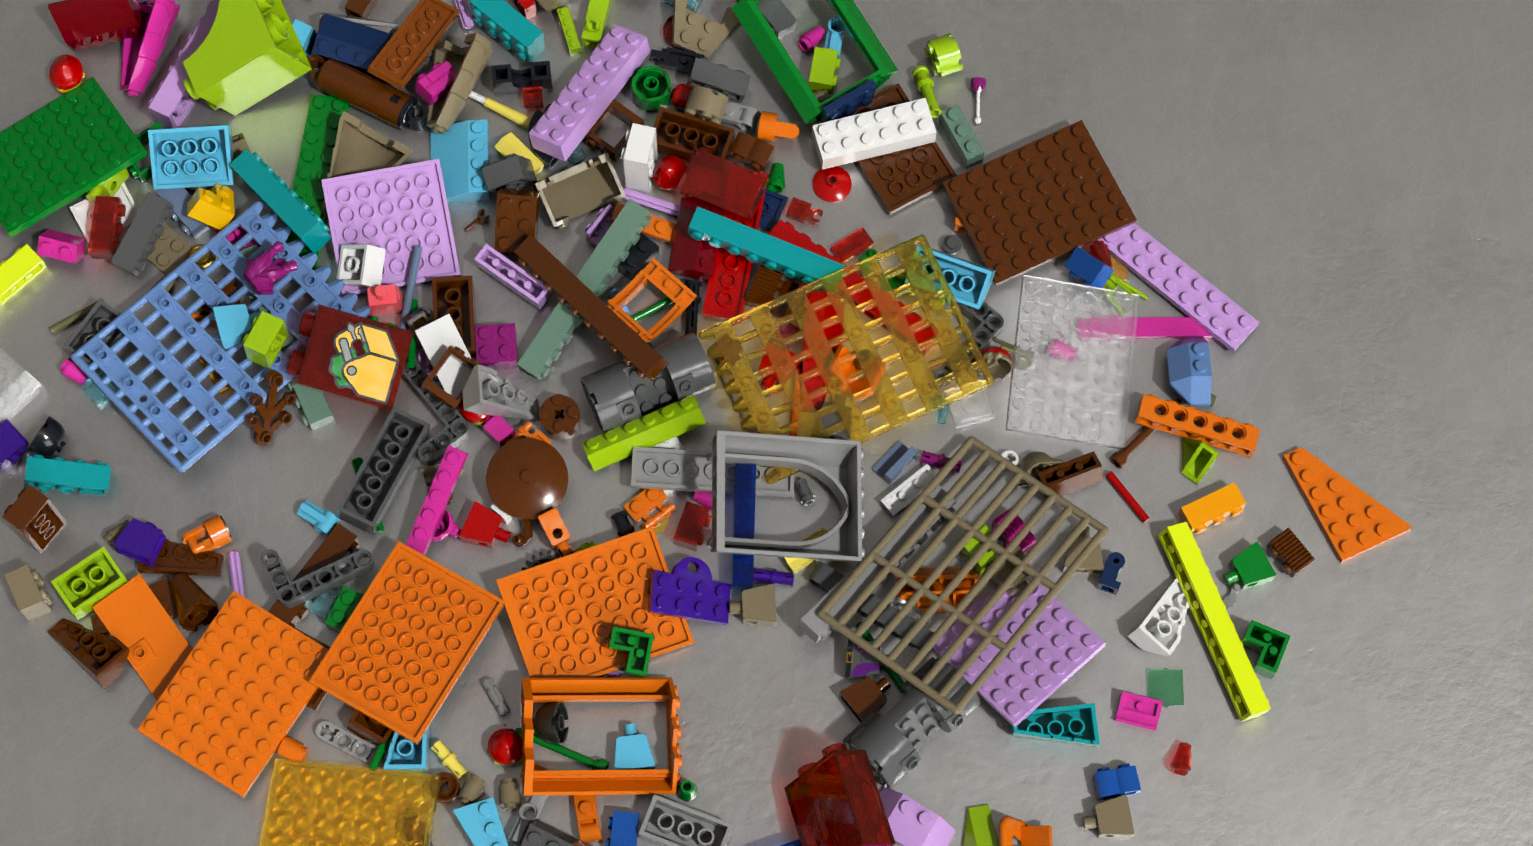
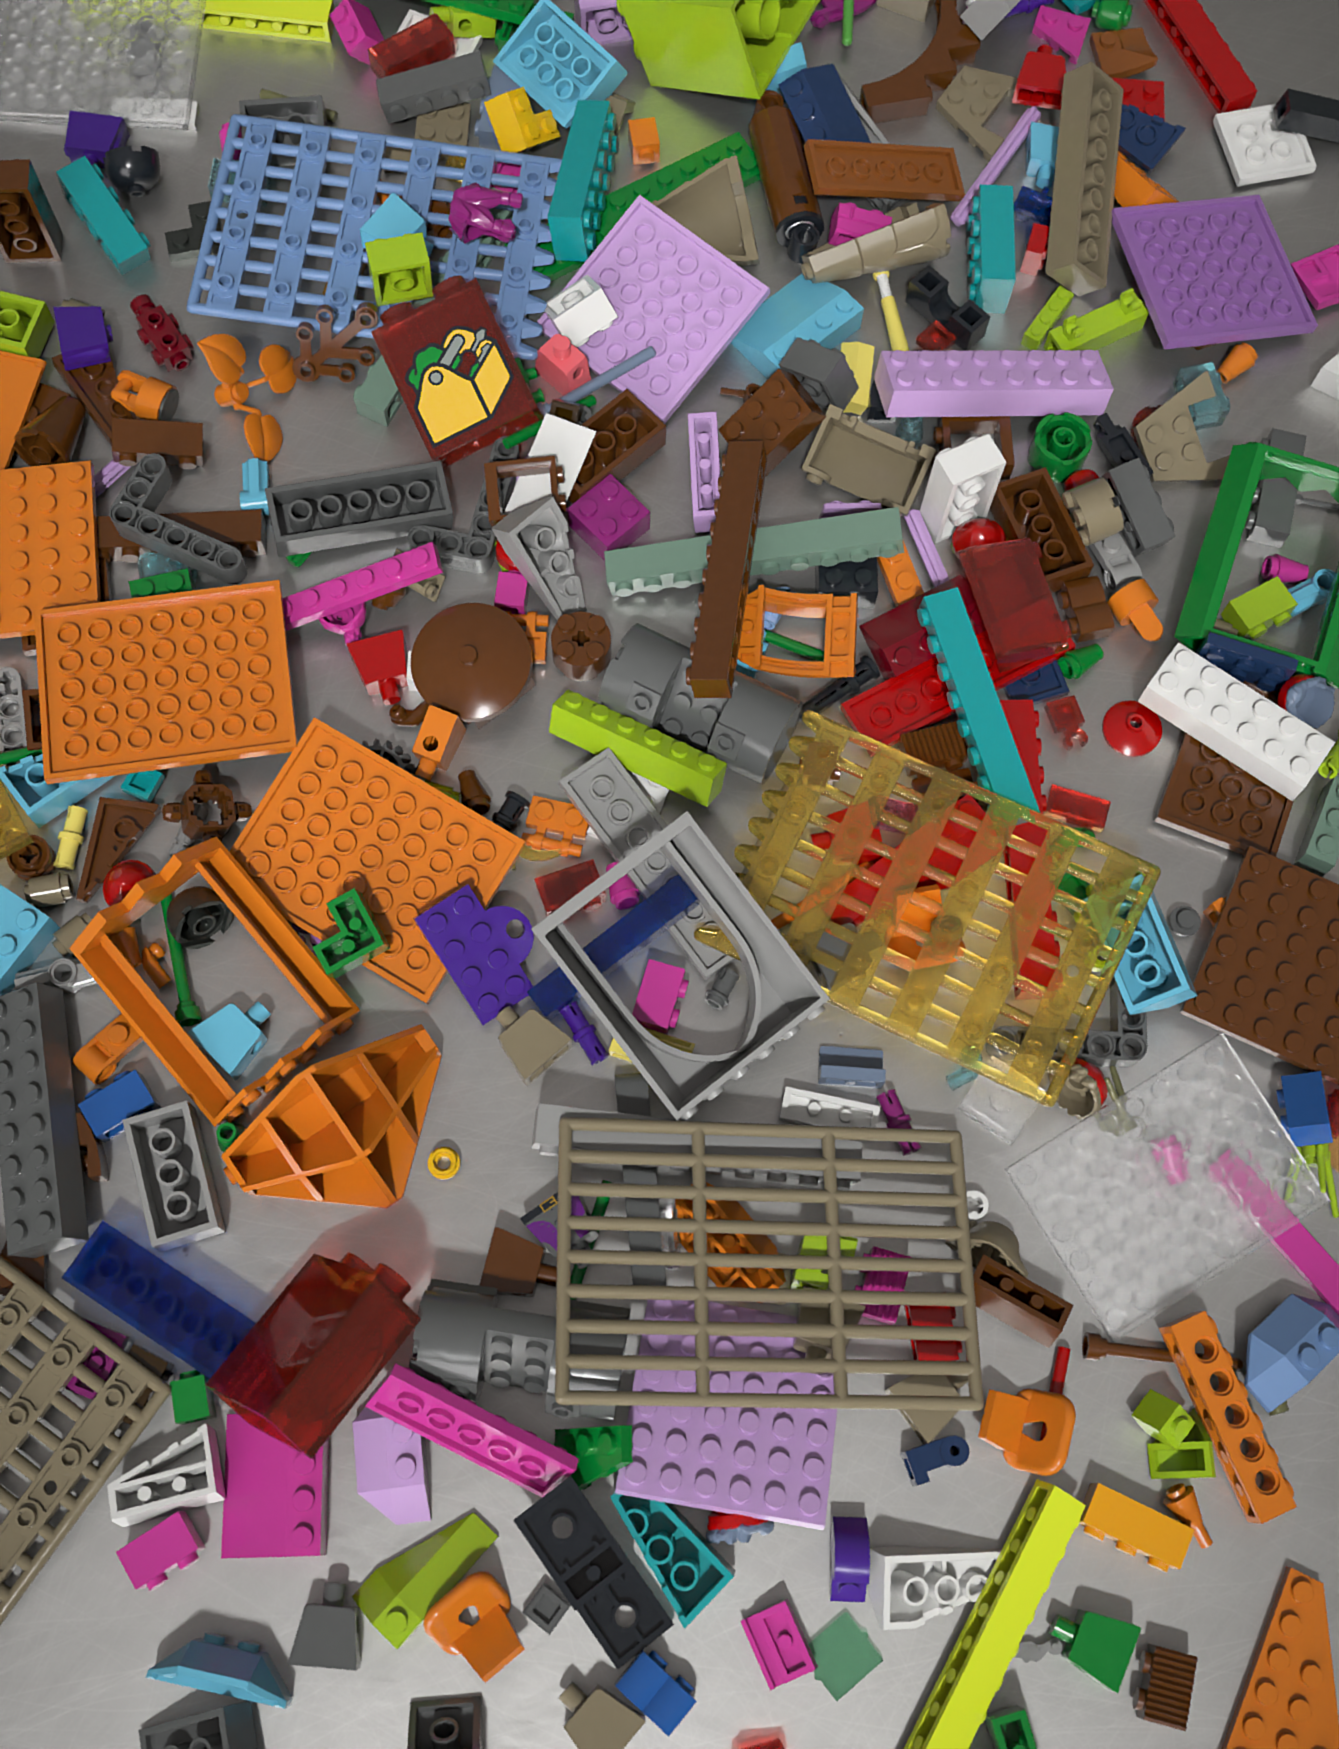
camera: 50 degrees right, 0 degrees up
(122, 433) = (186, 242): none -> pearl dark grey plate
(173, 501) = (159, 331): none -> dark red brick
(241, 470) = (225, 358): none -> orange plant
(247, 549) = (175, 441): none -> reddish brown brick
(274, 148) = (643, 141): none -> orange brick
(451, 702) = (143, 784): none -> teal plate
(466, 736) = (114, 833): none -> reddish brown wing
(488, 687) = (202, 791): none -> reddish brown piece
(553, 765) = (151, 965): none -> orange arm
(596, 534) = (473, 793): none -> reddish brown cone
(734, 731) = (342, 1126): none -> orange panel
(783, 524) = (659, 995): none -> dark pink brick
(784, 689) = (436, 1156): none -> yellow plate
(892, 90) = (1308, 699): none -> sand blue hair
(934, 772) = (471, 1431): none -> dark pink plate
(986, 728) = (599, 1450): none -> green wing
(1039, 806) = (546, 1608): none -> dark grey tile
(1041, 767) = (593, 1572): none -> black bracket
(1046, 520) = (933, 1349): none -> red brick
(1072, 687) = (735, 1526): none -> hair
(1127, 646) = (849, 1559): none -> dark purple brick
(1139, 532) = (1005, 1421): none -> orange piece
(1176, 455) = (1163, 1419): none -> lime brick
(1219, 478) = (1184, 1505): none -> orange cone

